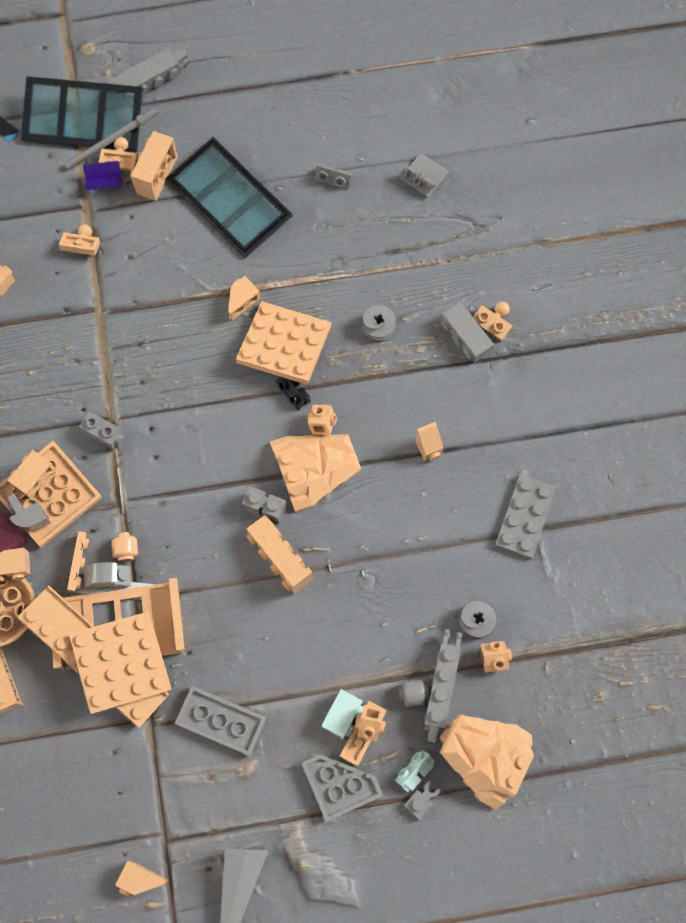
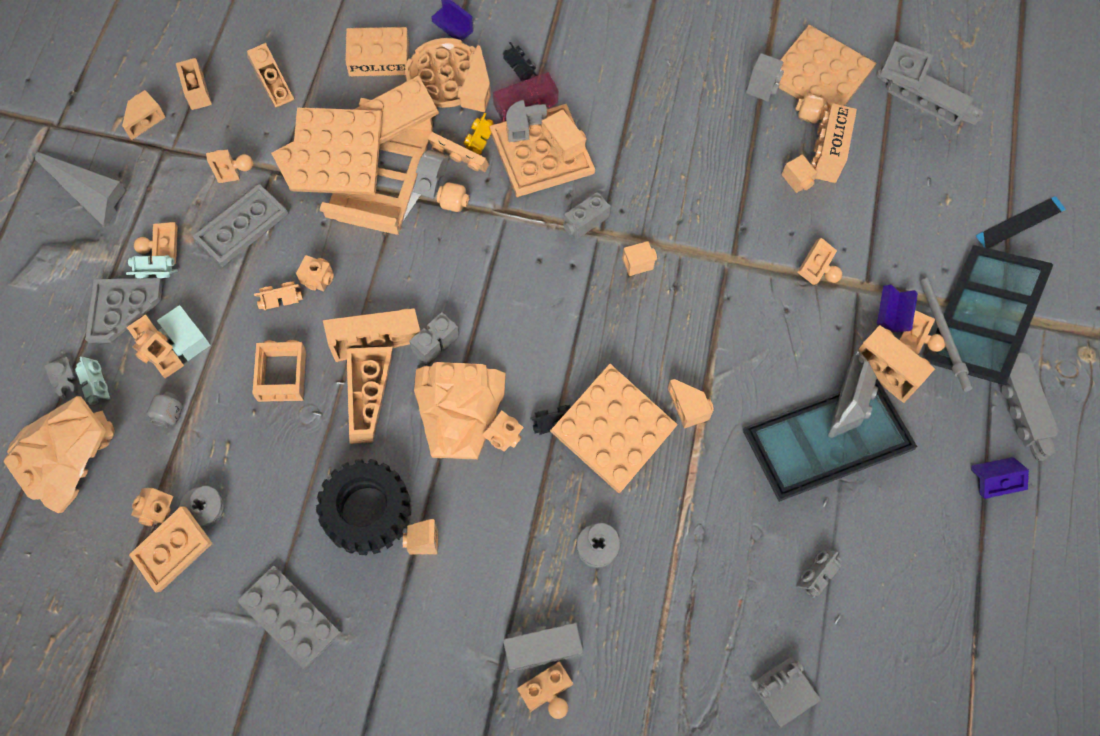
camera: 110 degrees right, 5 degrees down
(45, 556) = (480, 128): none -> yellow hinge
(51, 777) = (269, 75): none -> light nougat slope
(89, 842) = (193, 83): none -> light nougat brick
(127, 376) = (639, 258): none -> light nougat brick
(169, 760) = (225, 167): none -> light nougat plate
(190, 185) = (855, 396): none -> light grey wedge
(212, 81) = (1001, 477): none -> dark purple panel
(248, 633) = (315, 273): none -> light nougat brick
(266, 781) = (163, 241): none -> light nougat plate
(280, 660) = (270, 297): none -> light nougat hinge
(292, 766) = (142, 268): none -> light aqua hinge
(333, 536) = (366, 387): none -> light nougat wedge
(353, 593) = (284, 392): none -> light nougat window
(425, 469) = (342, 486): none -> black tyre
(442, 687) = (153, 438): light grey hinge -> none
(520, 623) = (170, 549): none -> light nougat plate

